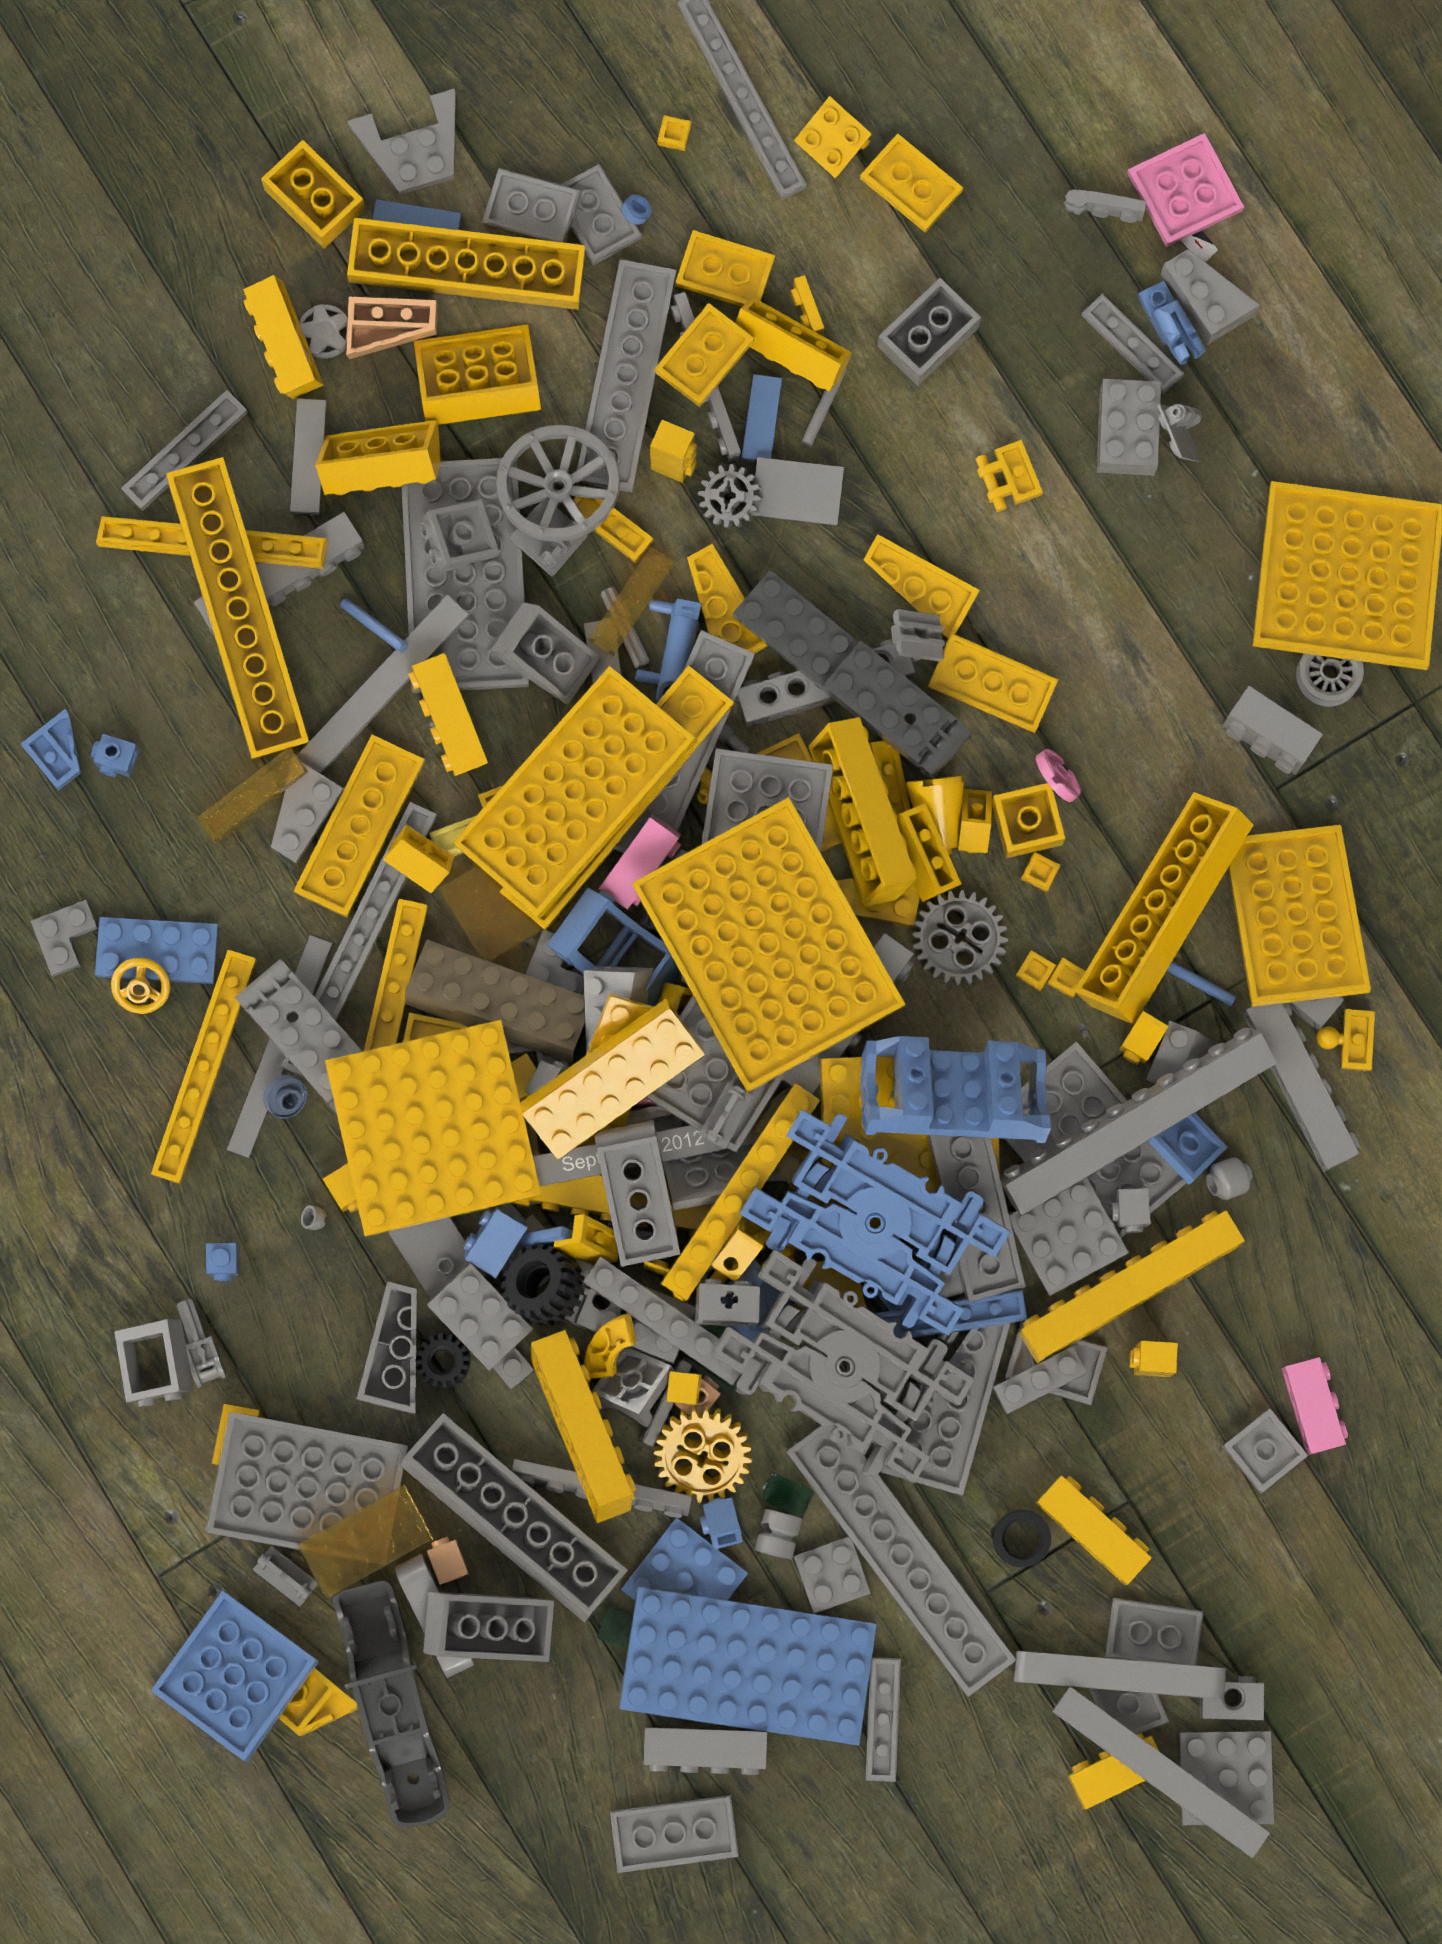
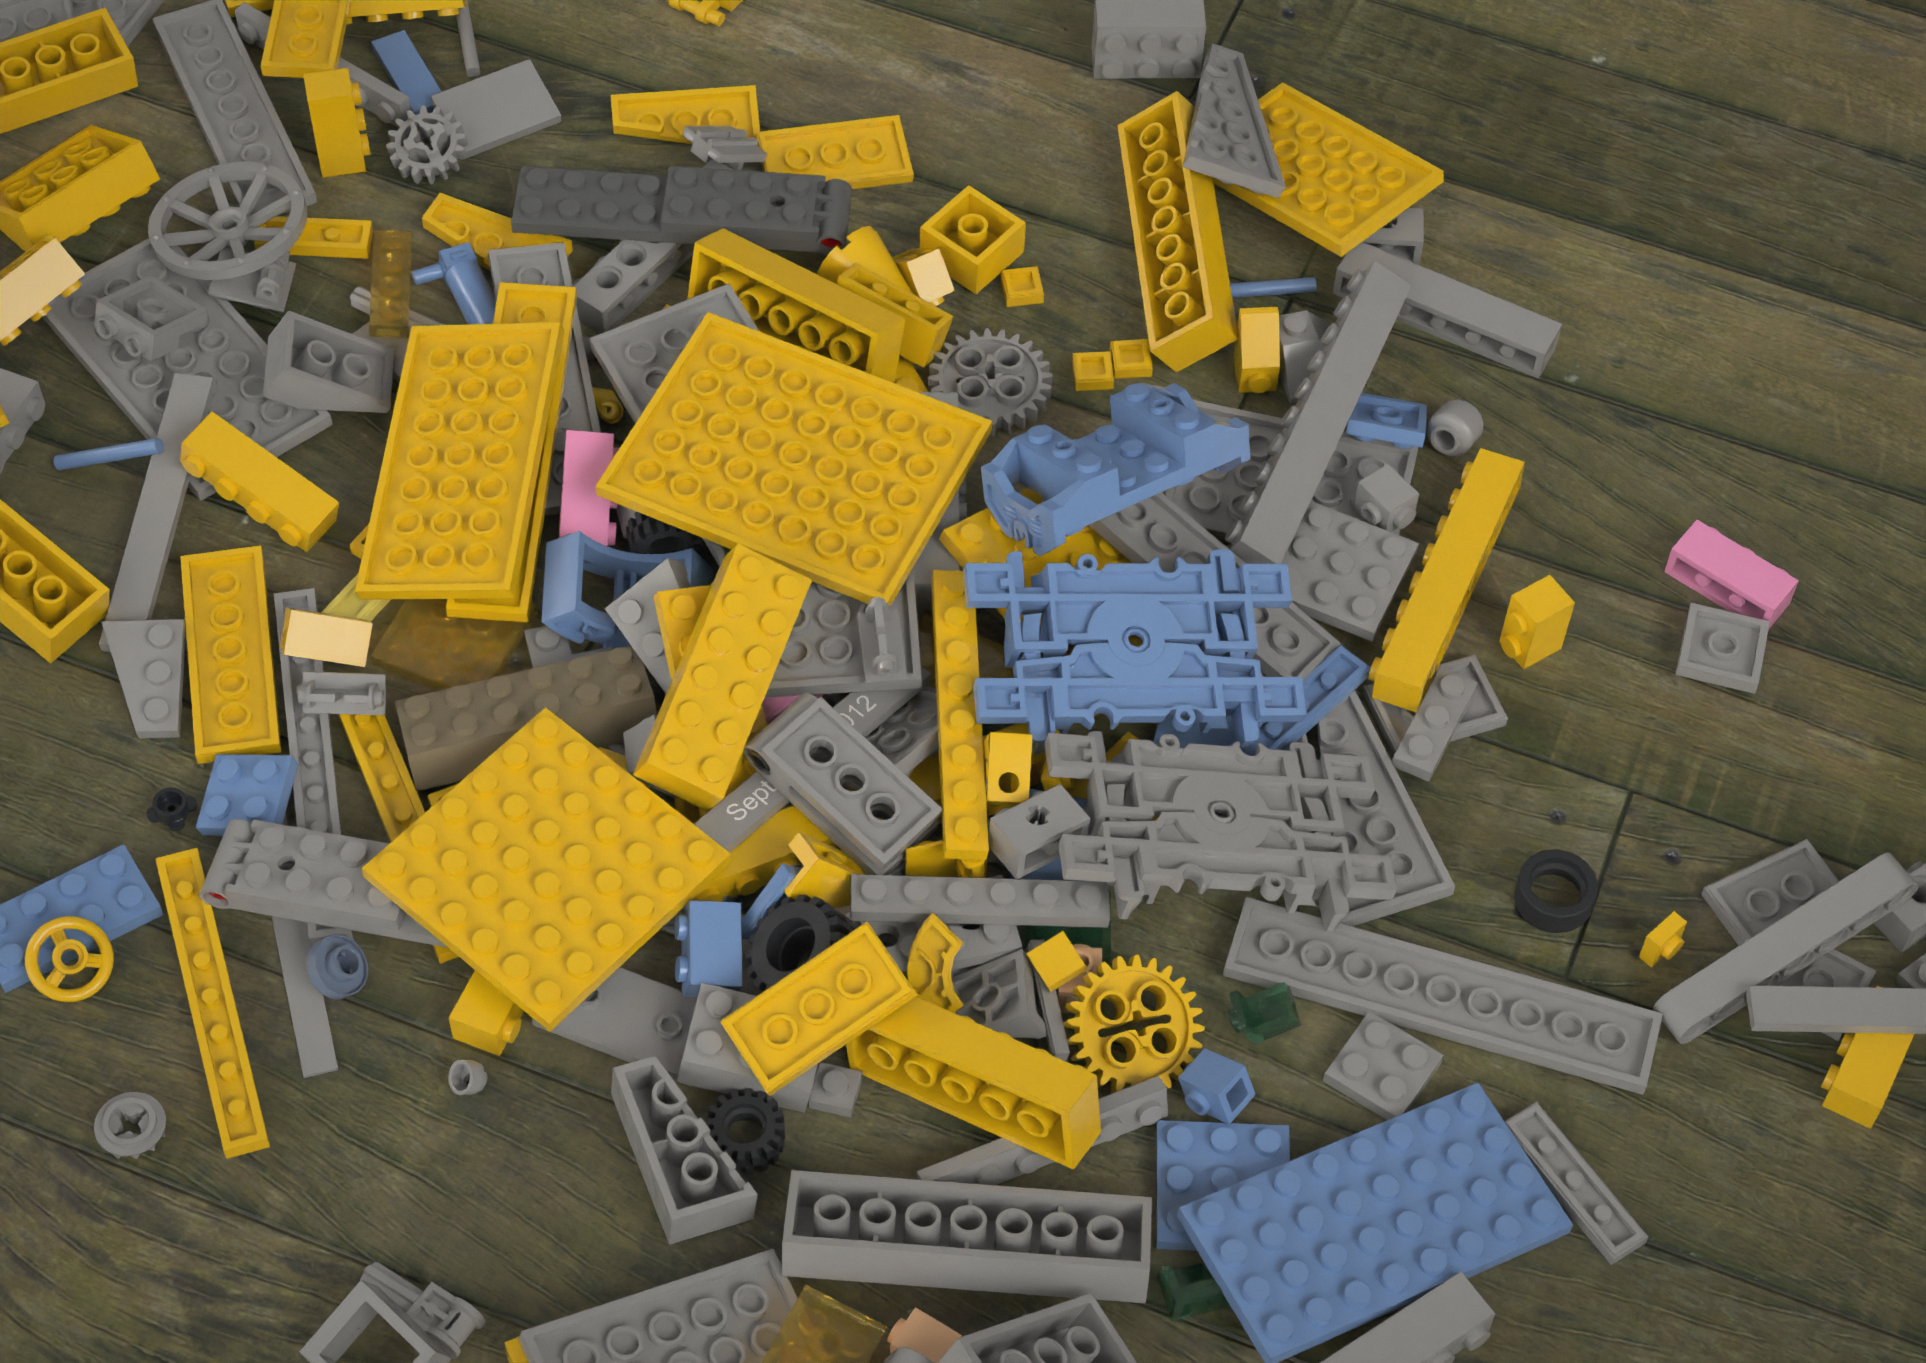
camera: 35 degrees left, 25 degrees down
(102, 1109) = (132, 1107): none -> light grey gear
(222, 1260) = (385, 1188): medium blue brick -> none
(252, 795) = (76, 686): clear yellow plate -> none
(261, 907) = (168, 799): none -> black plate
(306, 940) = (246, 790): none -> medium blue plate
(404, 912) = (343, 693): none -> light grey hinge
(518, 1334) = (818, 1008): none -> yellow tile
(778, 1534) = (1288, 1055): light grey wheel -> none
(1058, 1616) = (1664, 940): none -> yellow plate
(1059, 779) = (956, 177): bright pink tile -> none
(1094, 1530) = (1624, 831): yellow brick -> none
(1253, 861) = (1229, 129): none -> light grey wing
(1355, 1039) = (1464, 243): yellow plate -> none

